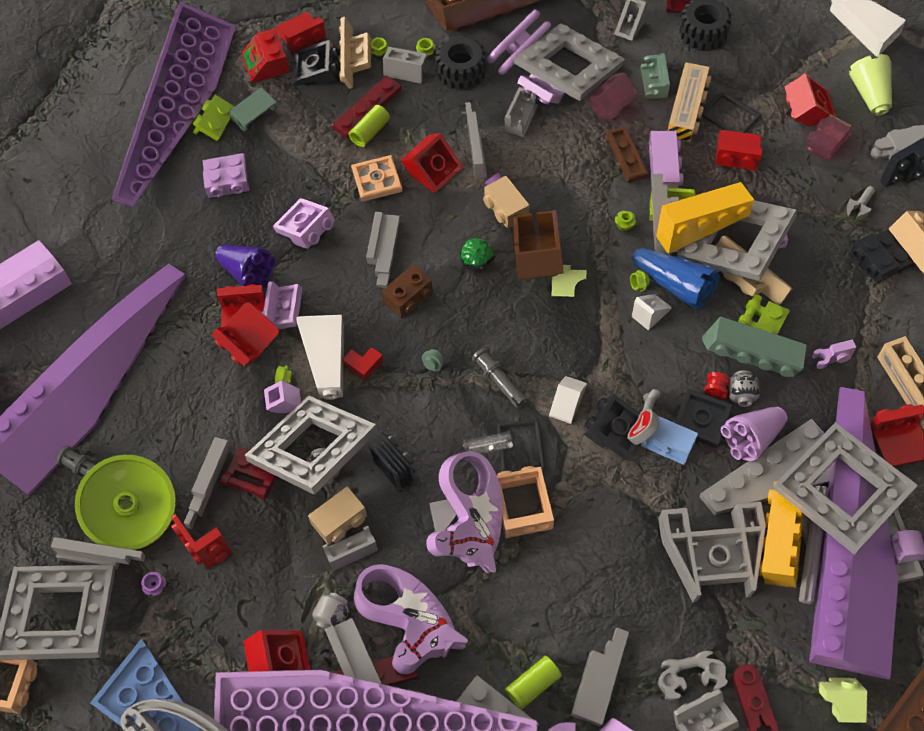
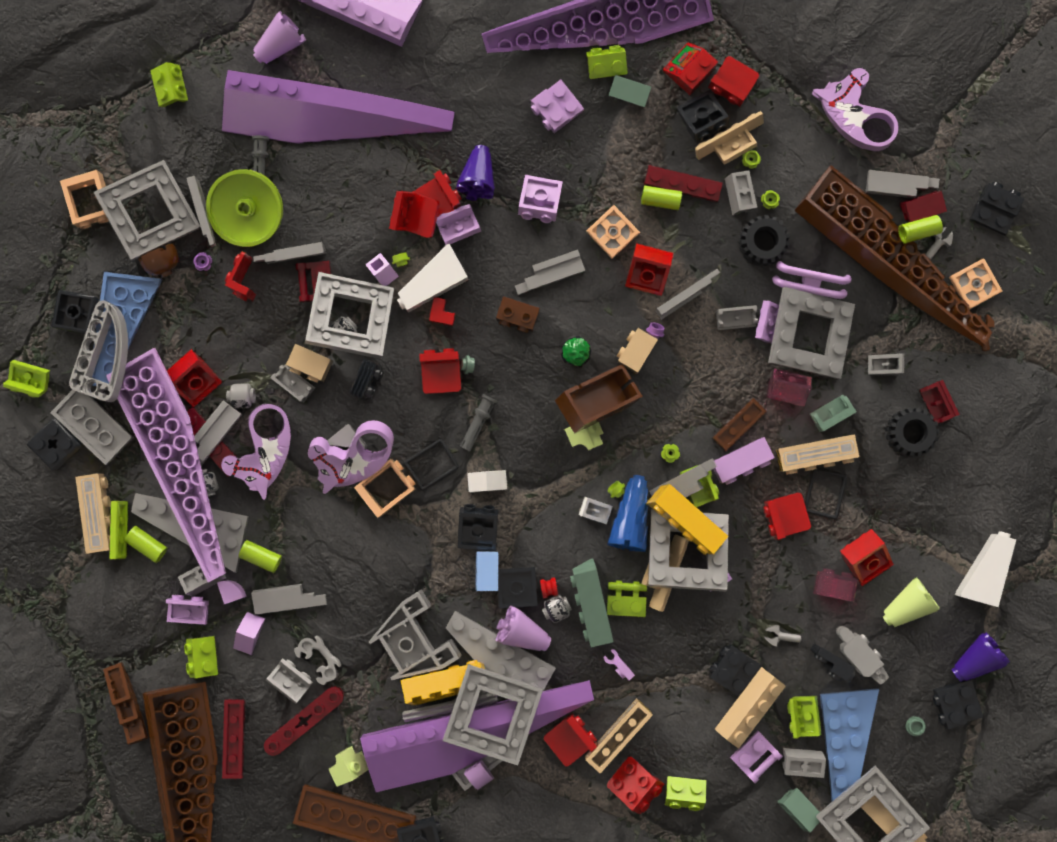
camera: 65 degrees right, 25 degrees up
(121, 625) = (160, 261): none -> reddish brown cylinder
(423, 388) = (440, 371): none -> red bracket
(489, 443) = (421, 439): clear slope -> none
(647, 420) = (481, 550): light grey piece -> none

